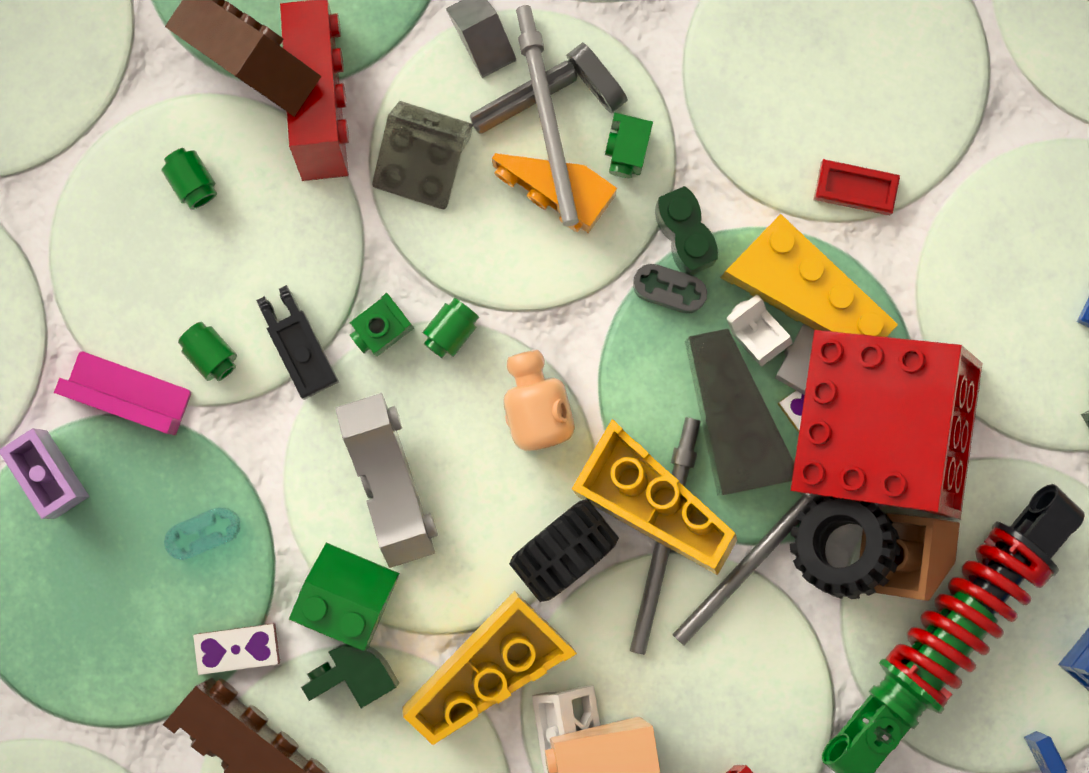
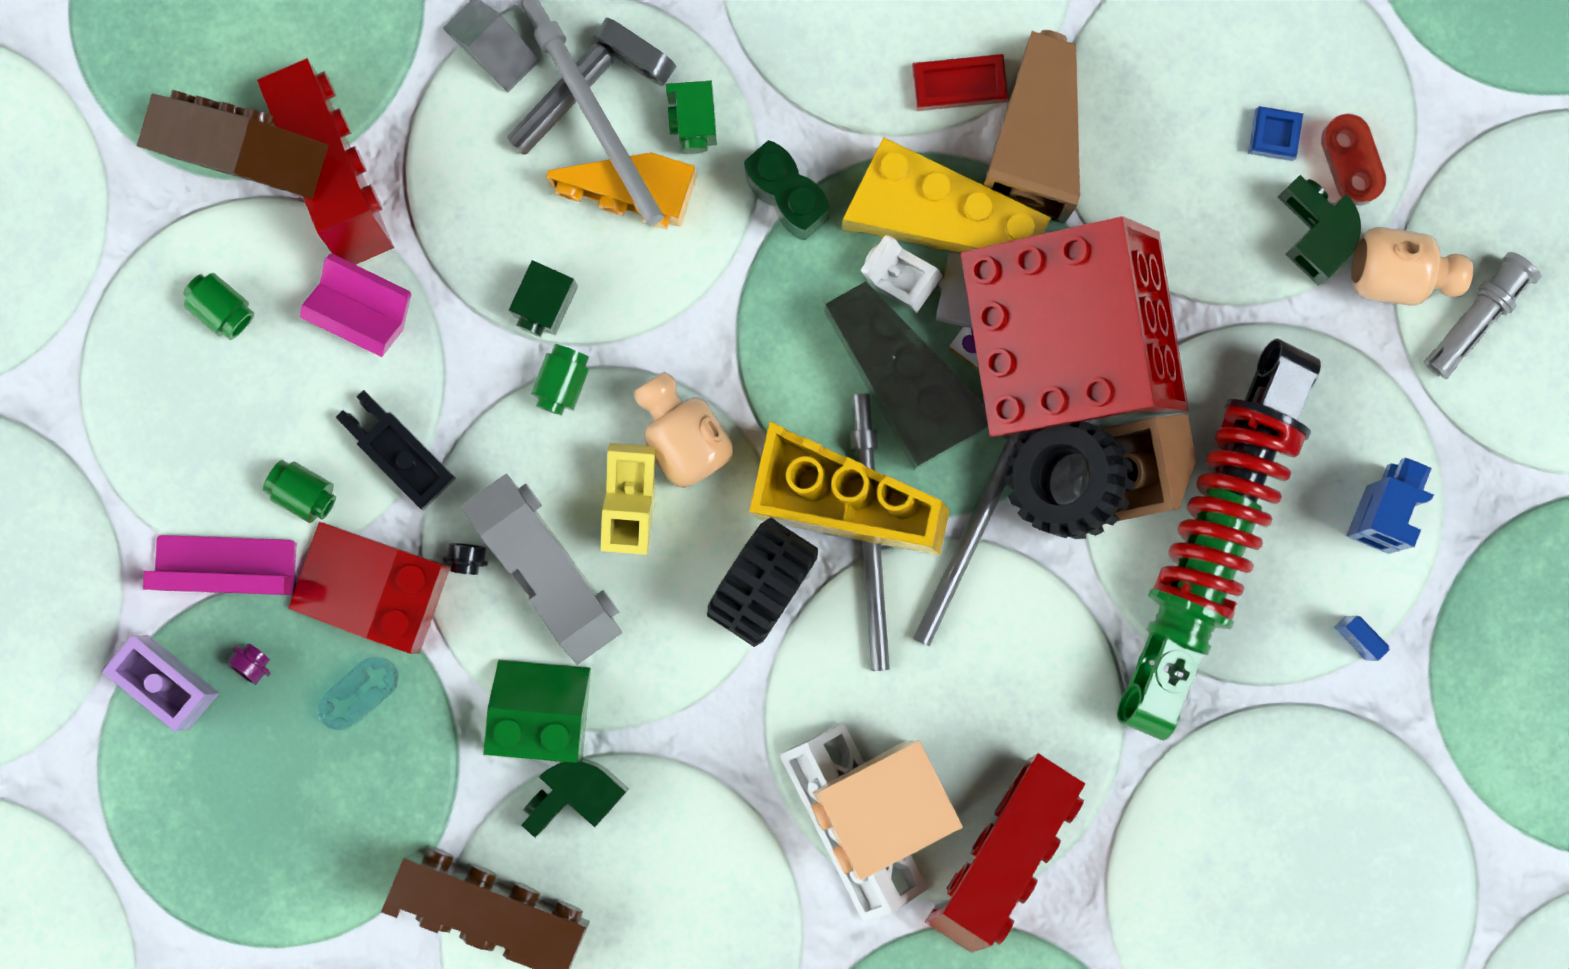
camera: 15 degrees left, 0 degrees up
(121, 480) = (249, 663): none -> magenta plate
(236, 649) = (436, 808): white tile -> none
(238, 450) = (369, 588): none -> red slope
(303, 215) = (357, 305): none -> dark pink panel
(326, 450) = (465, 558): none -> black plate
(395, 326) = (499, 397): green brick -> none
(420, 154) = (466, 198): clear smoke bracket -> none
(456, 257) = (542, 299): none -> dark green brick
(475, 445) = (628, 499): none -> light yellow brick
(489, 666) = (720, 739): yellow wedge -> none
(672, 279) = (789, 248): dark grey beam -> none
(910, 250) = (1039, 137): none -> medium nougat slope

